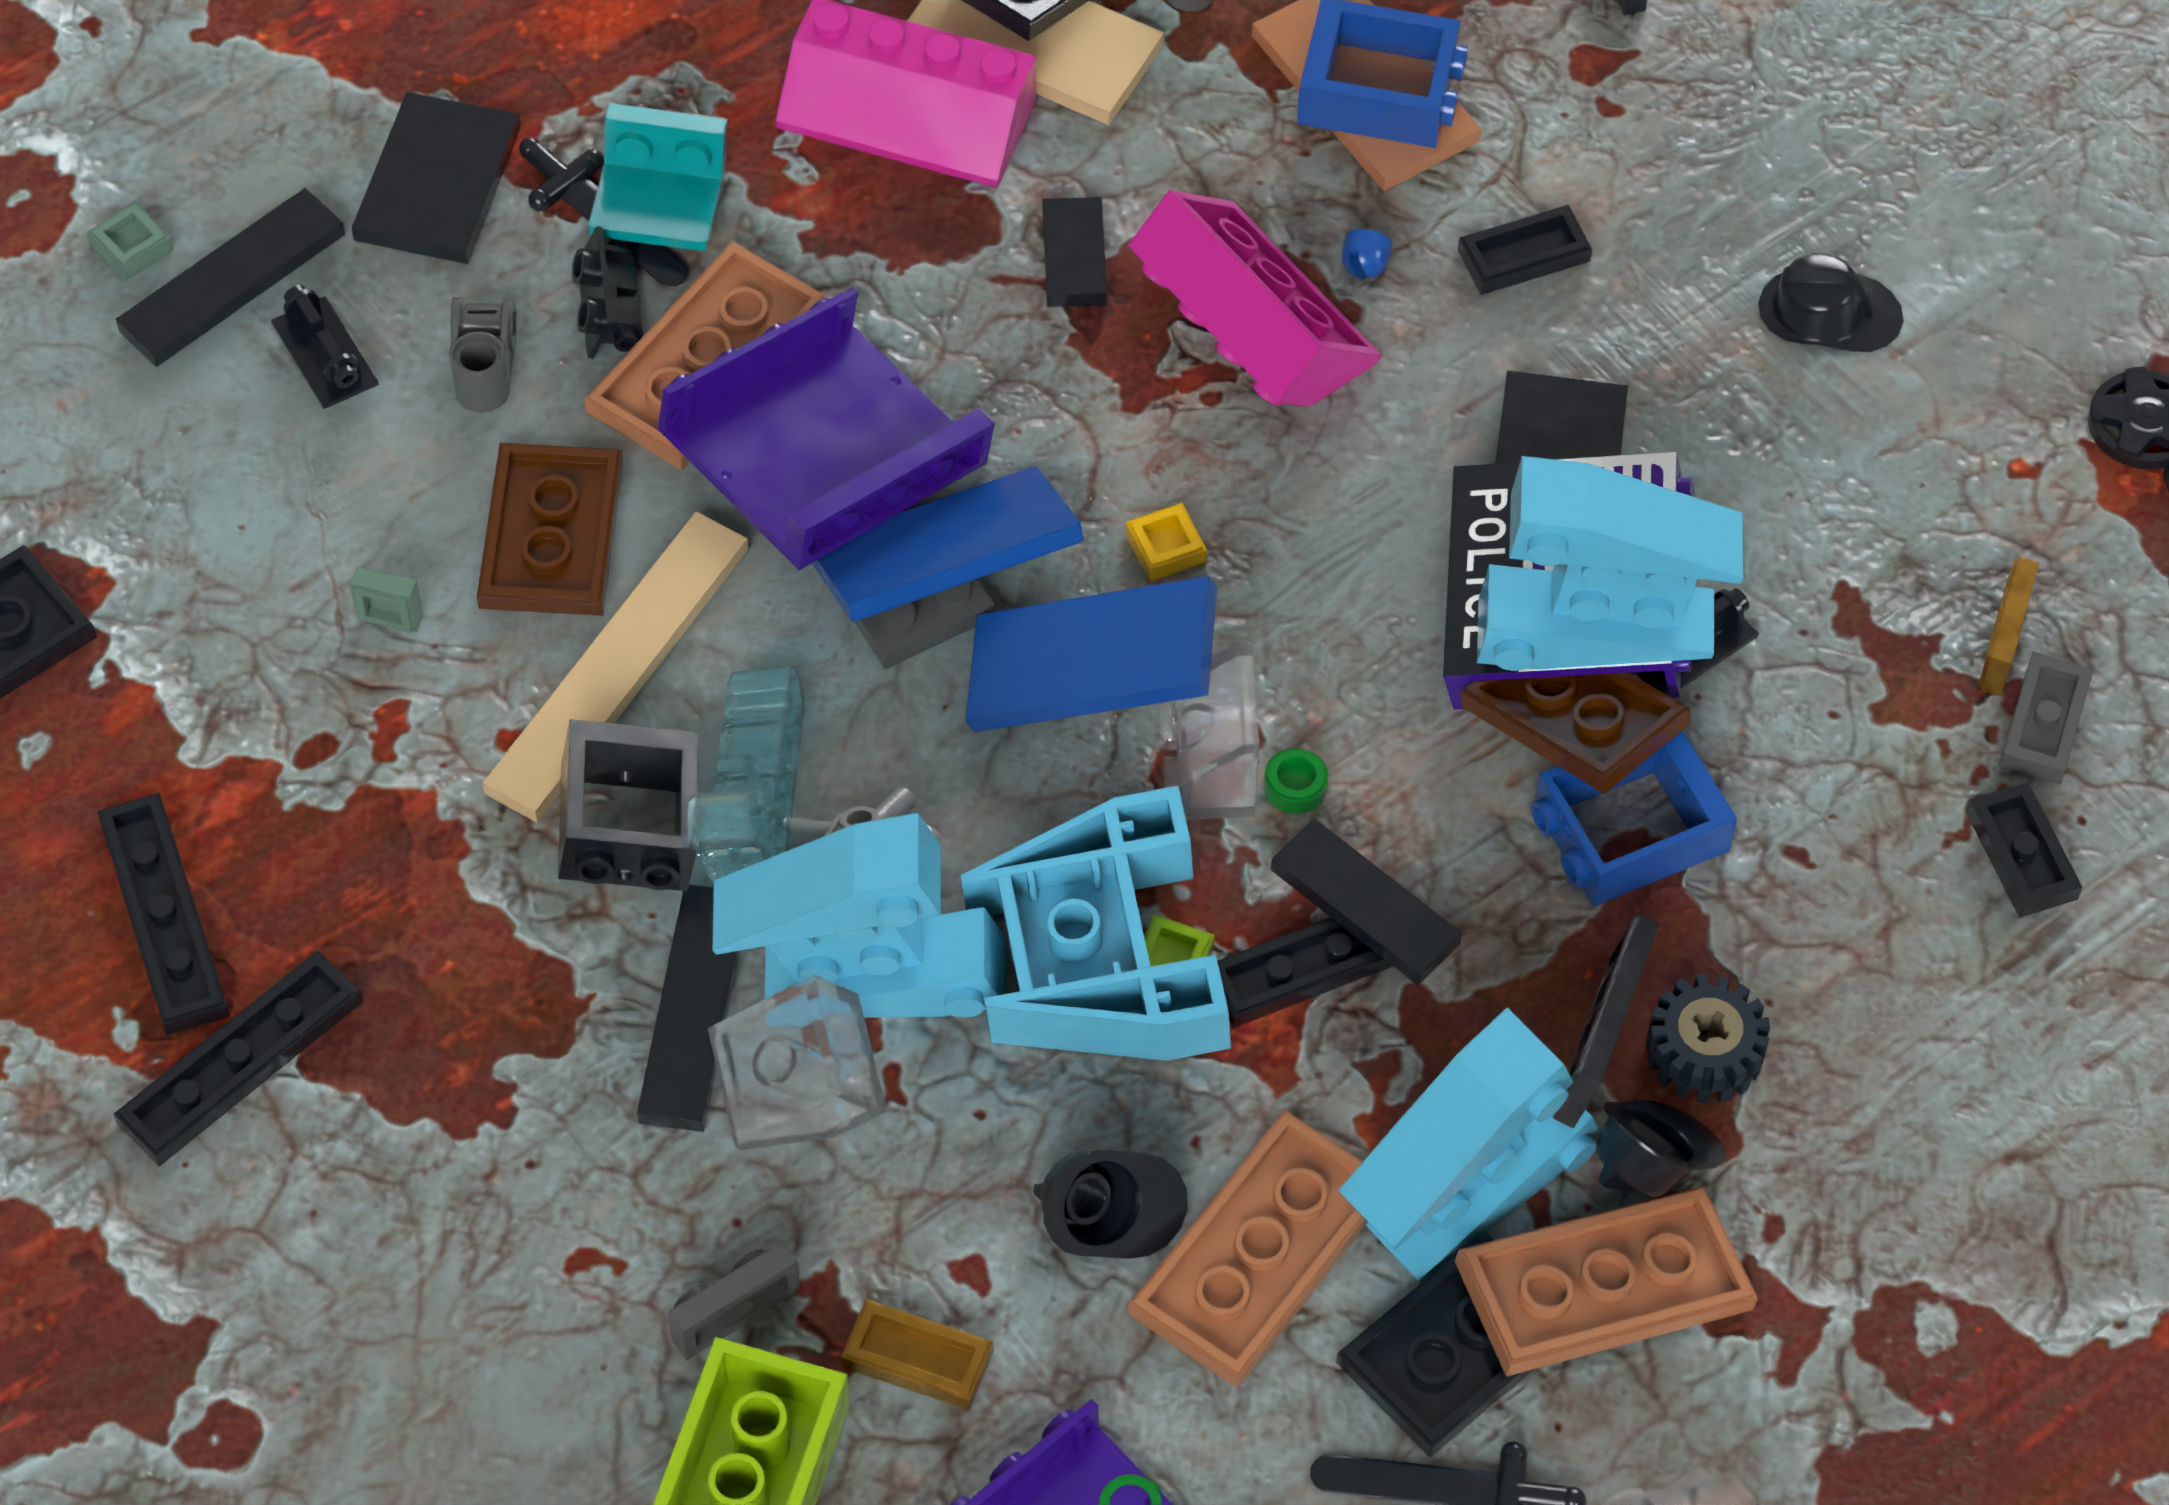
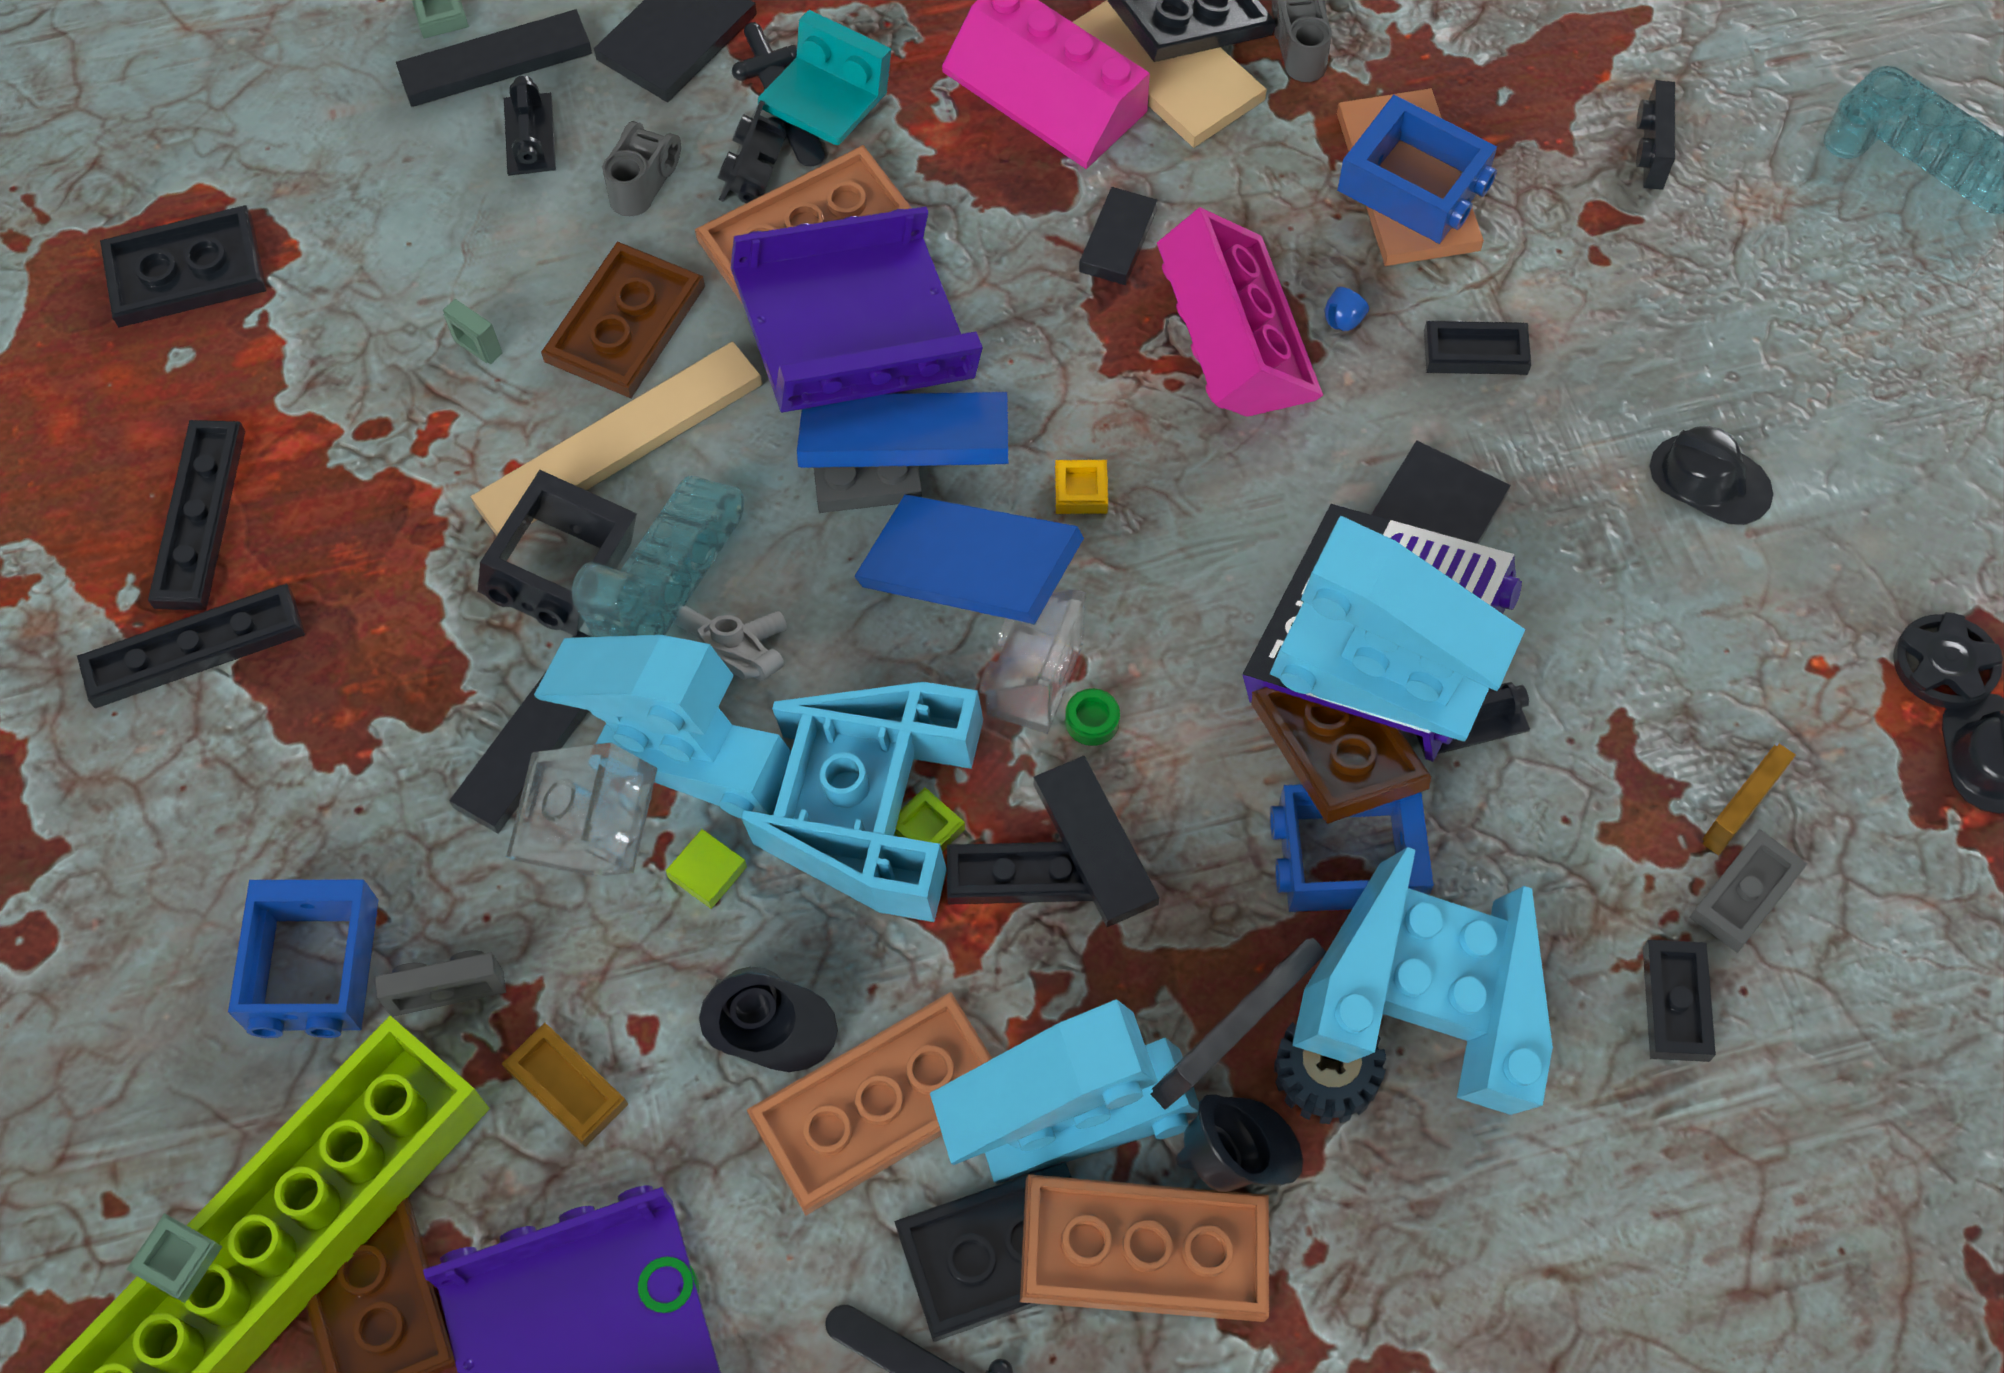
camera: 25 degrees right, 5 degrees up
(549, 1268) = (302, 901): none -> blue window
(957, 1083) = (706, 868): none -> lime tile
(1786, 899) = (1440, 971): none -> medium azure wedge

